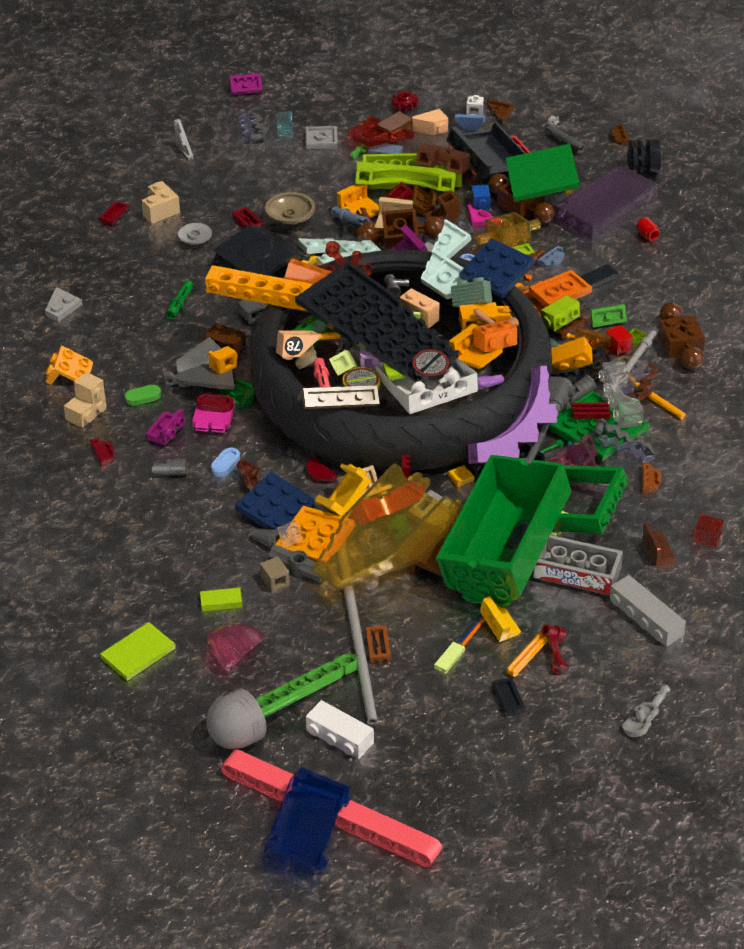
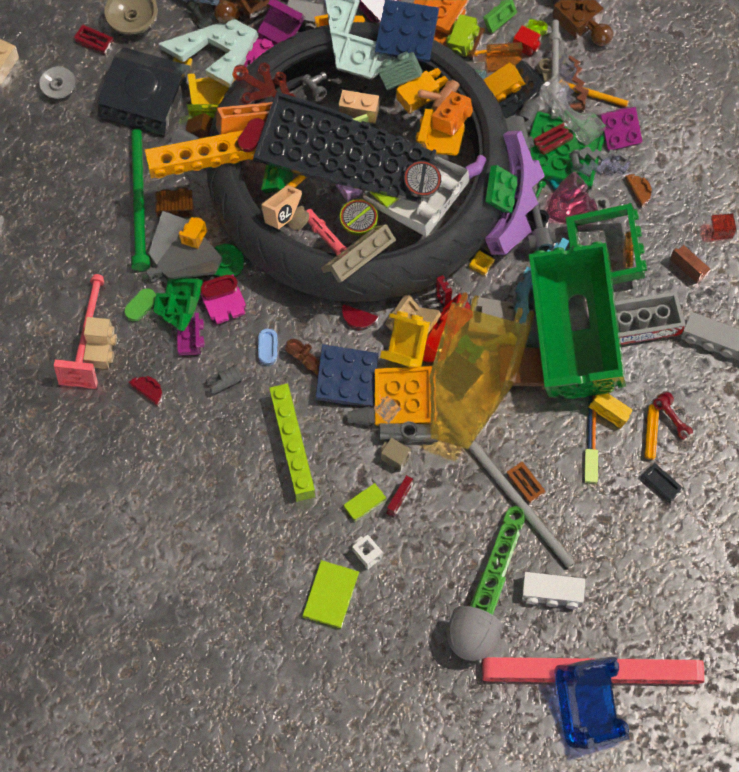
camera: 30 degrees left, 25 degrees up
(51, 412) = (77, 372): none -> coral tile
(67, 364) = (48, 306): light orange bracket -> none
(167, 363) = (140, 260): none -> green piece
(167, 402) = (179, 301): none -> green slope
(173, 310) = (98, 178): green pin -> none
(178, 553) = (292, 442): none -> lime arch
(193, 632) = (367, 544): none -> white brick
(233, 642) = (411, 548): clear pink brick -> none
(254, 604) = (400, 495): none -> dark red tile
(301, 285) = (251, 135): none -> dark red tile
(343, 362) = (331, 204): yellowish green panel -> none
(503, 406) = (501, 189): none -> green plate
(662, 427) = (621, 128): none -> magenta bracket

